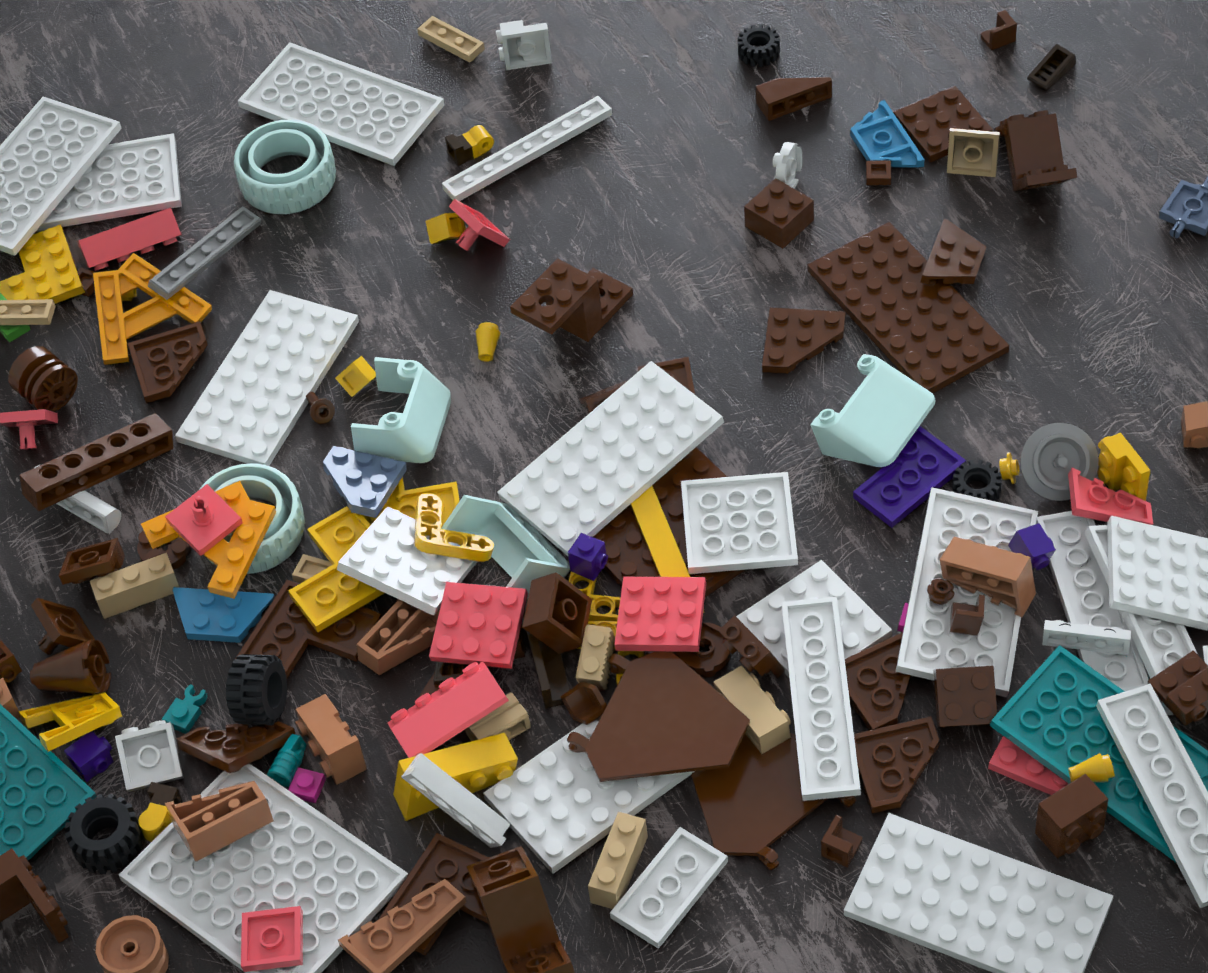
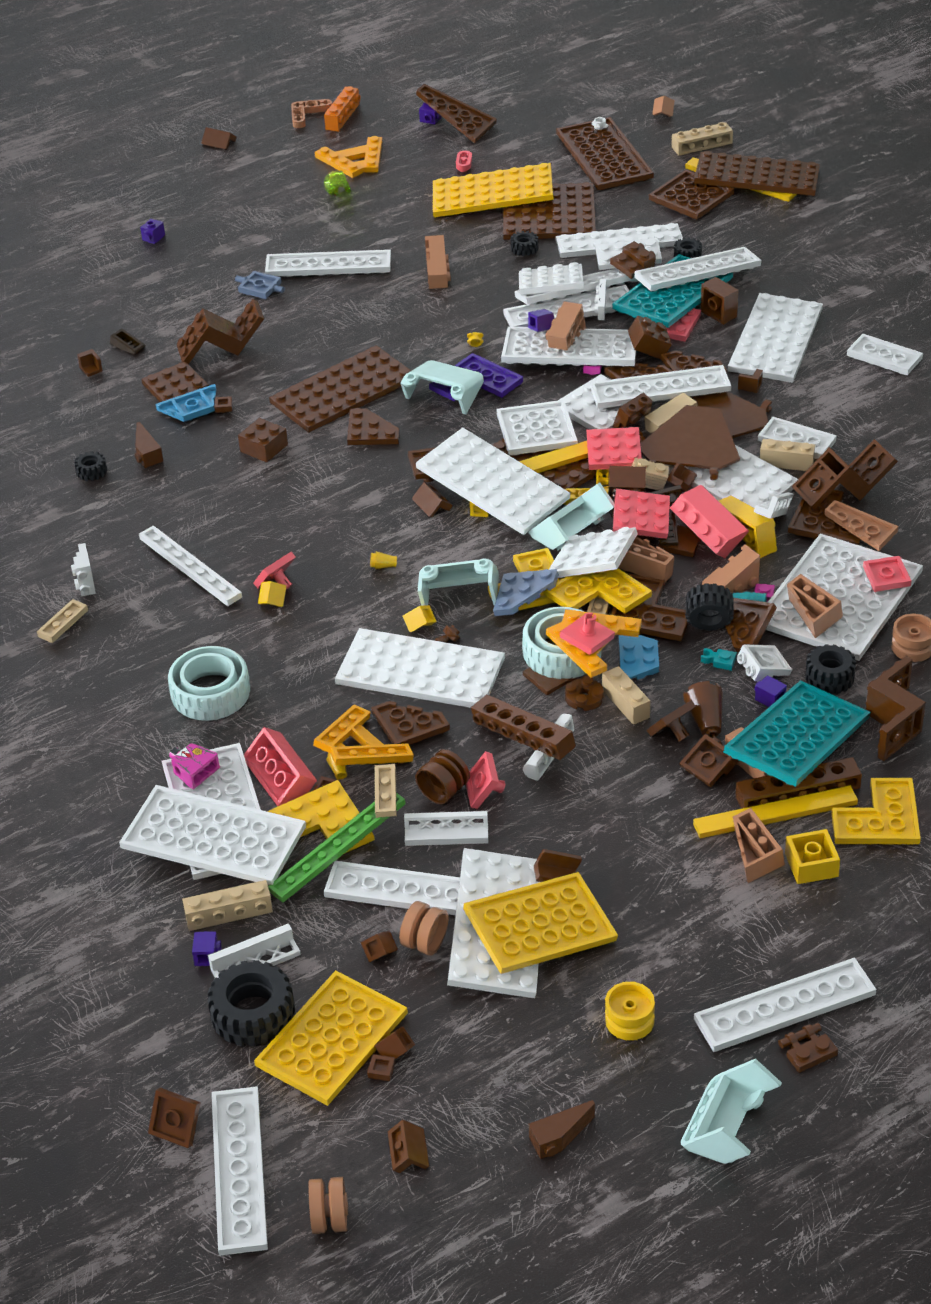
camera: 100 degrees left, 10 degrees down
(74, 716) = (744, 691): yellow wing -> none
(92, 561) = (614, 713): reddish brown plate -> none
(143, 153) = (194, 764): none -> dark pink torso
(156, 816) = (799, 649): leg -> none
(204, 253) = (303, 712): light grey tile -> none
(343, 102) = (129, 673): white plate -> none
(469, 145) = (182, 593): leg -> none
(479, 547) = (575, 541): yellow beam -> none
(571, 300) = (357, 509): reddish brown bracket -> none
(587, 556) = (574, 482): dark purple brick -> none
(787, 163) = (223, 434): white plate -> none
(938, 596) = (579, 346): reddish brown plate -> none
(954, 256) = (301, 367): reddish brown wing -> none
(967, 618) = (596, 334): reddish brown panel -> none
(973, 152) = (210, 362): tan slope -> none
(981, 473) = (489, 349): black tyre -> none
(1052, 454) = (474, 315): light grey piece -> none
(1097, 768) = (692, 287): yellow cone -> none
(1099, 503) = (500, 300): coral wing -> none
(1122, 467) = (477, 293): yellow plate -> none

